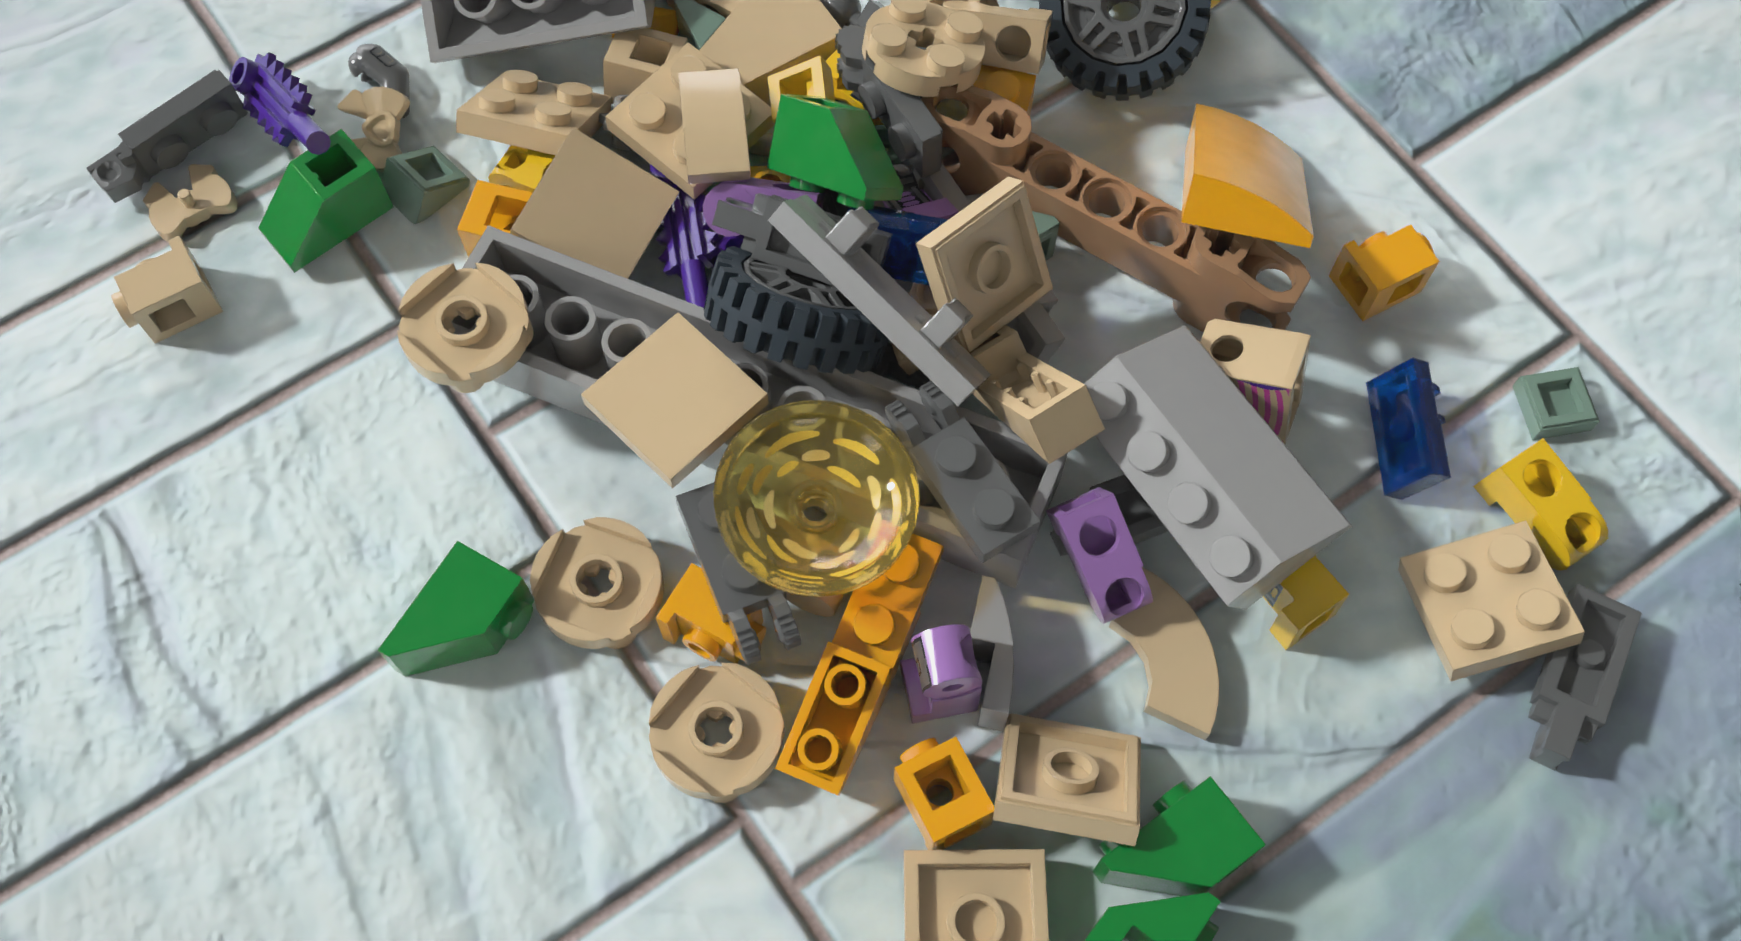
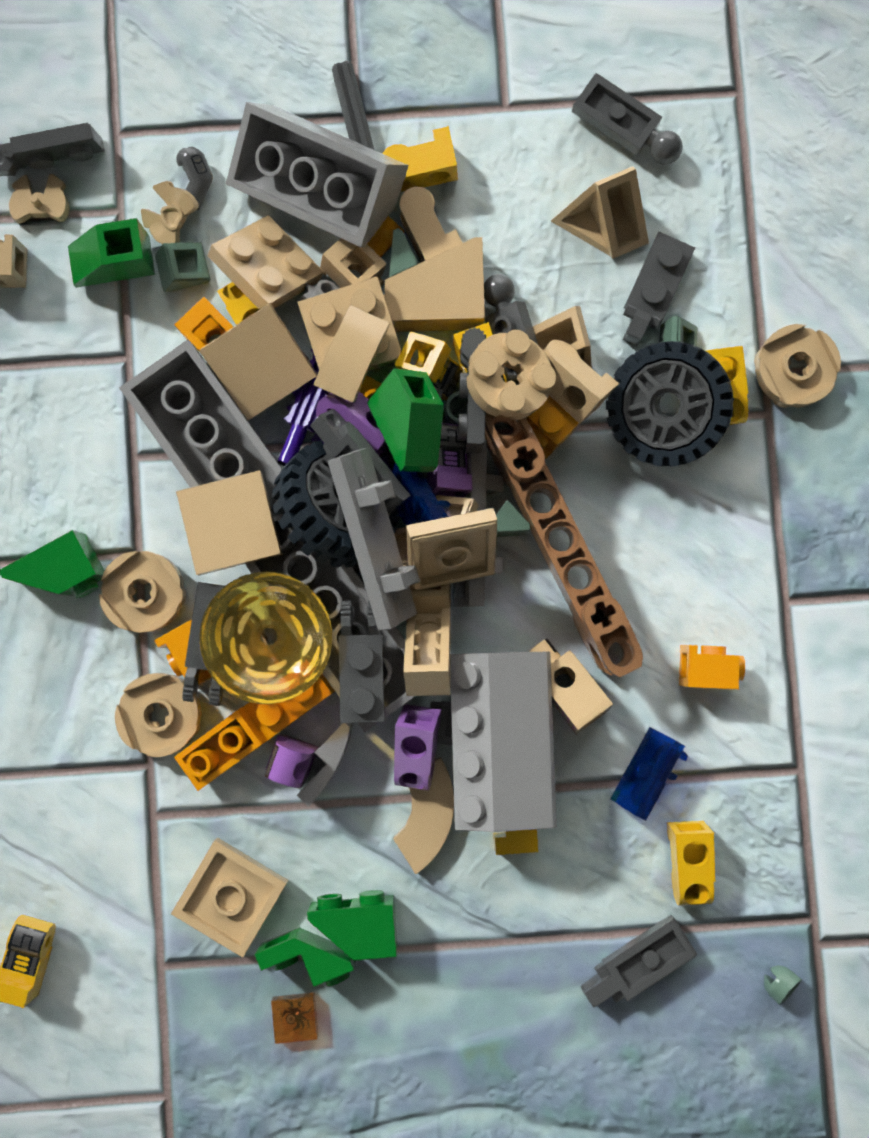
camera: 30 degrees right, 20 degrees up
(278, 102) = (115, 169): dark purple piece -> none
(468, 358) = (114, 393): tan plate -> none
(949, 766) = (242, 833): light orange brick -> none
(1069, 779) = (321, 857): tan tile -> none
(1244, 180) = (653, 575): light orange slope -> none
(1490, 601) = (618, 897): tan plate -> none
(1555, 403) = (750, 804): sand green tile -> none

